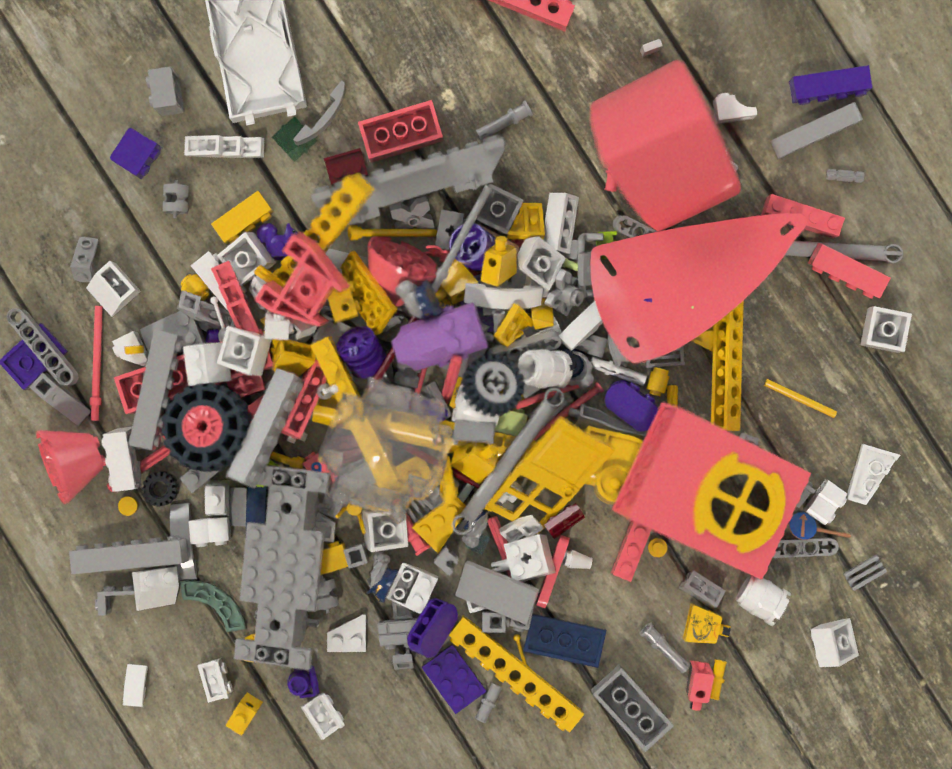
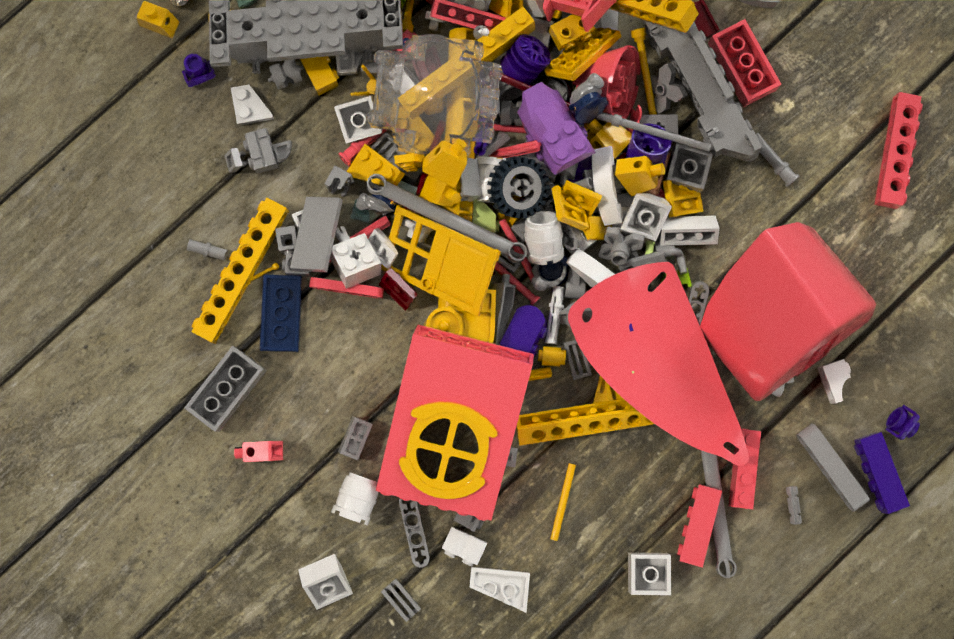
camera: 75 degrees right, 5 degrees down
(323, 715) = (168, 94): white bracket -> none
(356, 555) = (328, 96): light grey brick -> none
(381, 576) = (311, 123): piece -> none
(412, 587) = (306, 155): white slope -> none
(432, 627) = (271, 179): dark purple brick -> none
(454, 679) = (225, 213): dark purple plate -> none
(459, 453) = (446, 162): none -> yellow torso
(524, 339) = (568, 210): none -> yellow wing
(576, 560) = (361, 309): white cone -> none
(631, 551) = (378, 359): coral brick -> none
(651, 47) = (878, 288): white tile -> none
(657, 547) = (388, 386): yellow plate -> none
(659, 642) = (295, 405): light grey pin -> none
(704, 626) = (319, 447): yellow torso -> none
(718, 671) = (268, 469): yellow pin -> none
(786, 52) = (903, 422): none -> dark purple piece
(805, 527) = (436, 529): blue piece -> none

